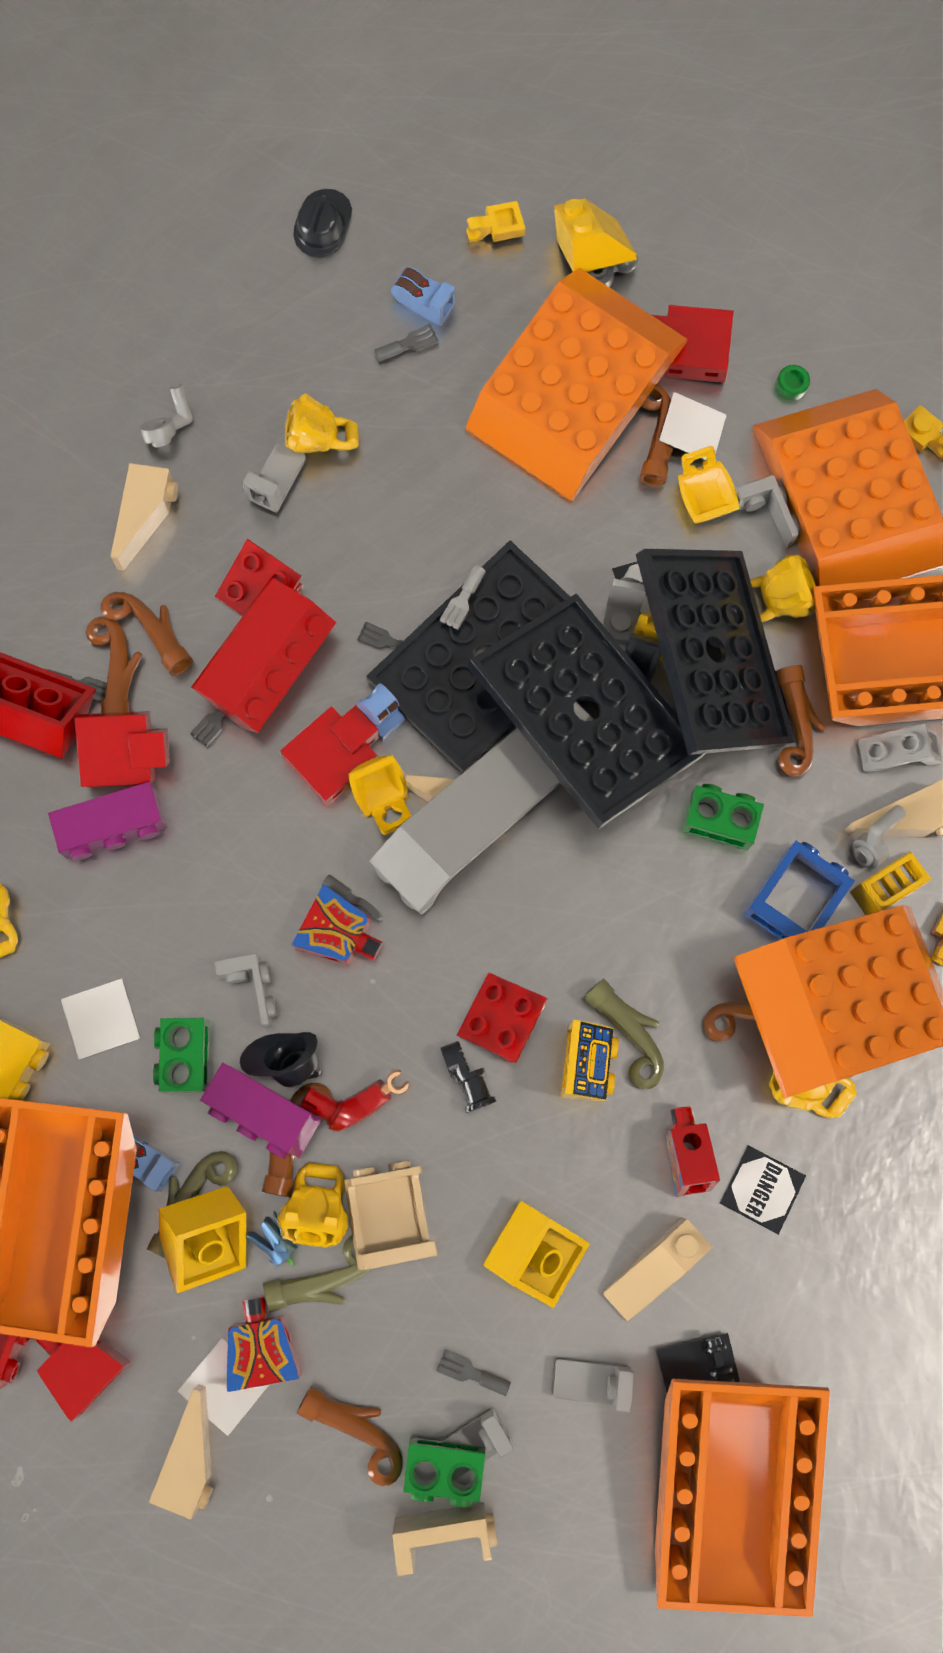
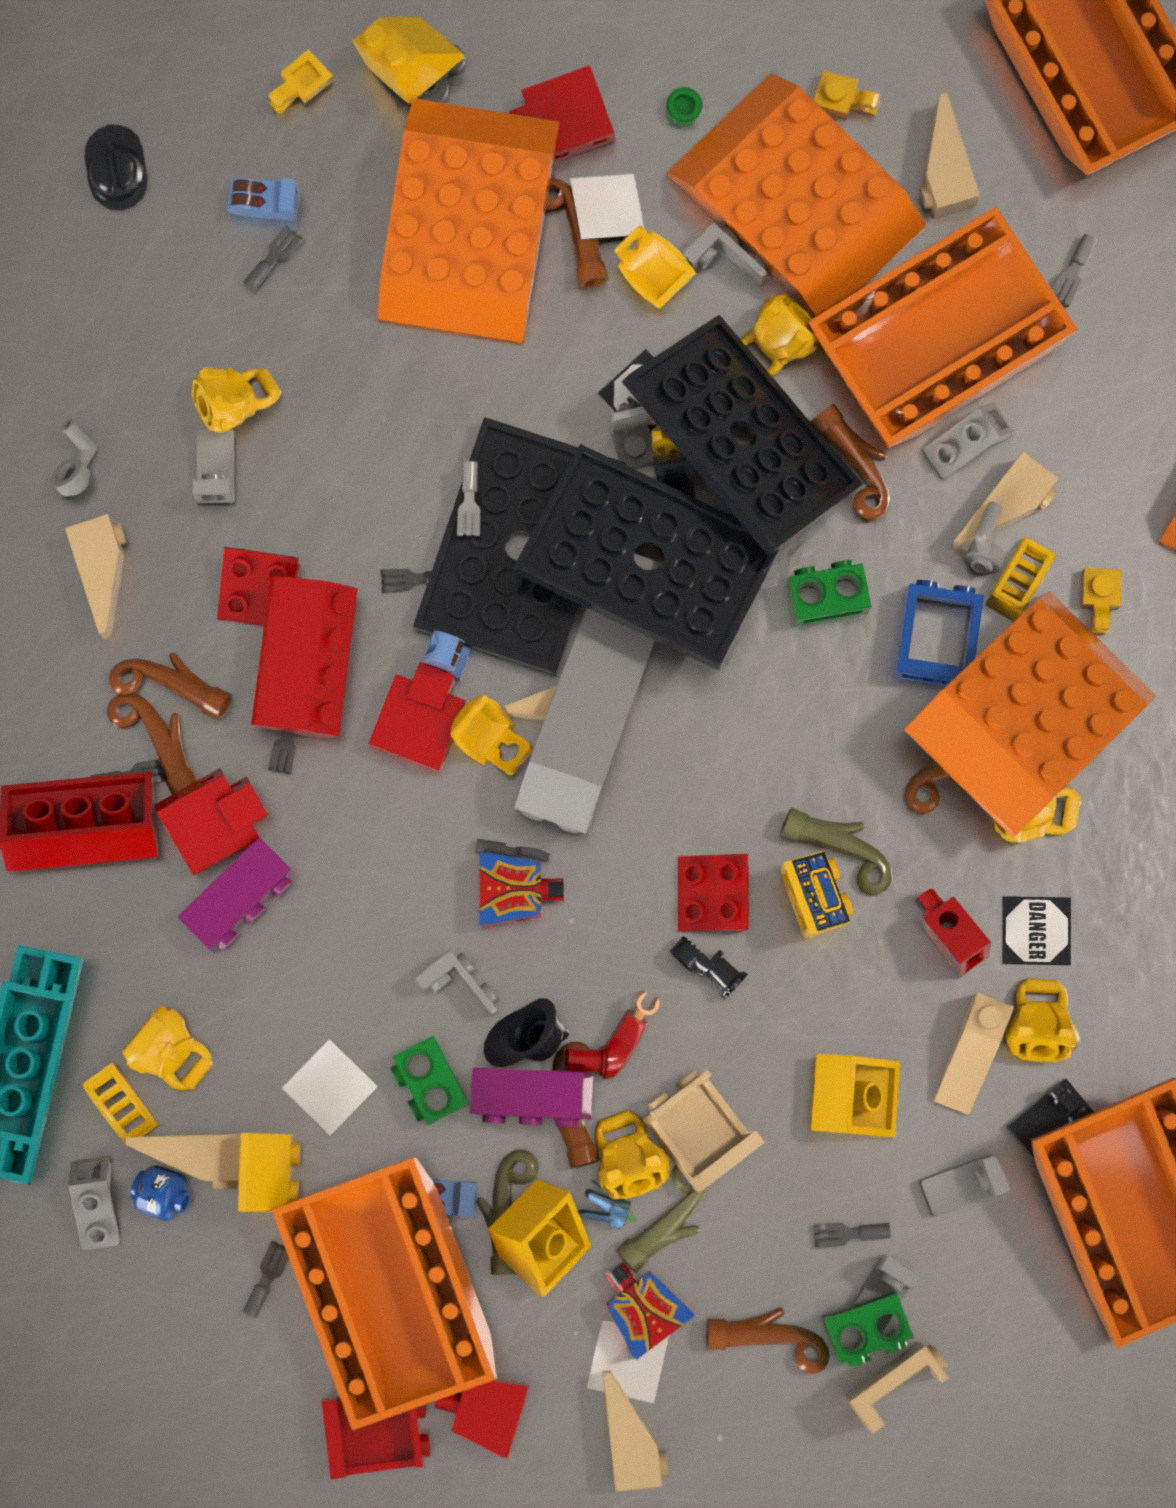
camera: 25 degrees left, 5 degrees up
(726, 1277) = (1041, 1028): none -> yellow piece

